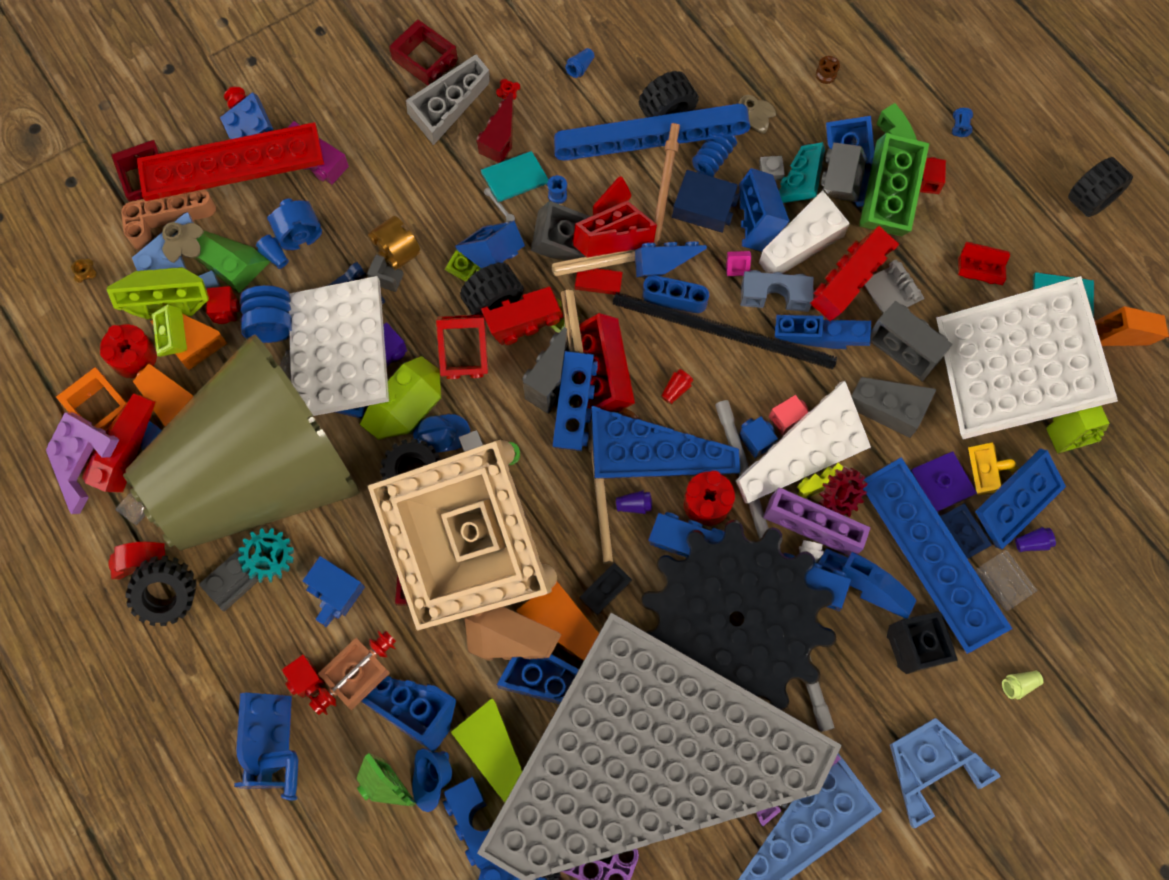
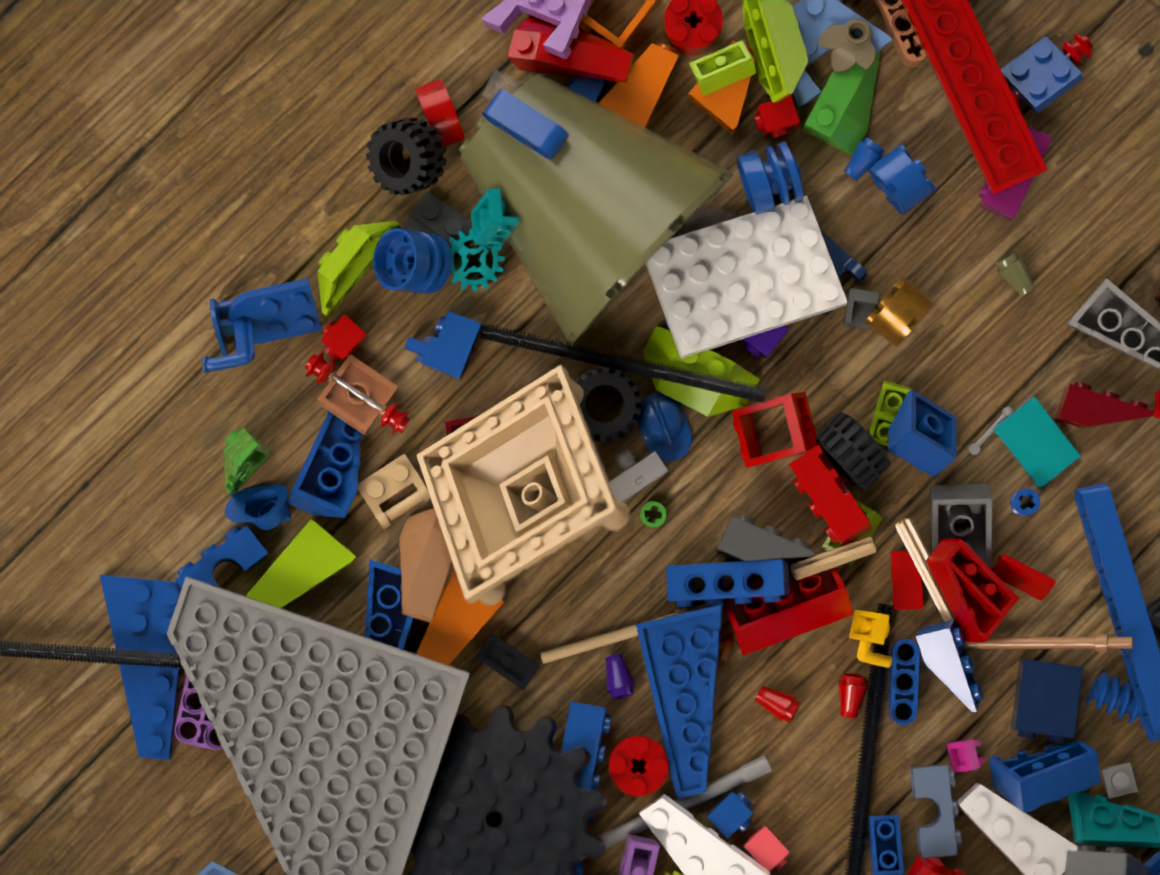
camera: 85 degrees right, 15 degrees up
(156, 472) = (525, 124): none -> beam
(234, 526) = (489, 223): none -> teal bracket
(238, 657) = (348, 263): none -> lime wedge
(251, 601) = (412, 261): none -> blue wheel
(375, 460) = (621, 363): none -> black axle
(387, 166) = (1015, 273): none -> olive cone
(435, 660) = (388, 483): none -> tan plate
(630, 306) = (869, 629): none -> yellow plate
(677, 332) = (851, 694): none -> red cone

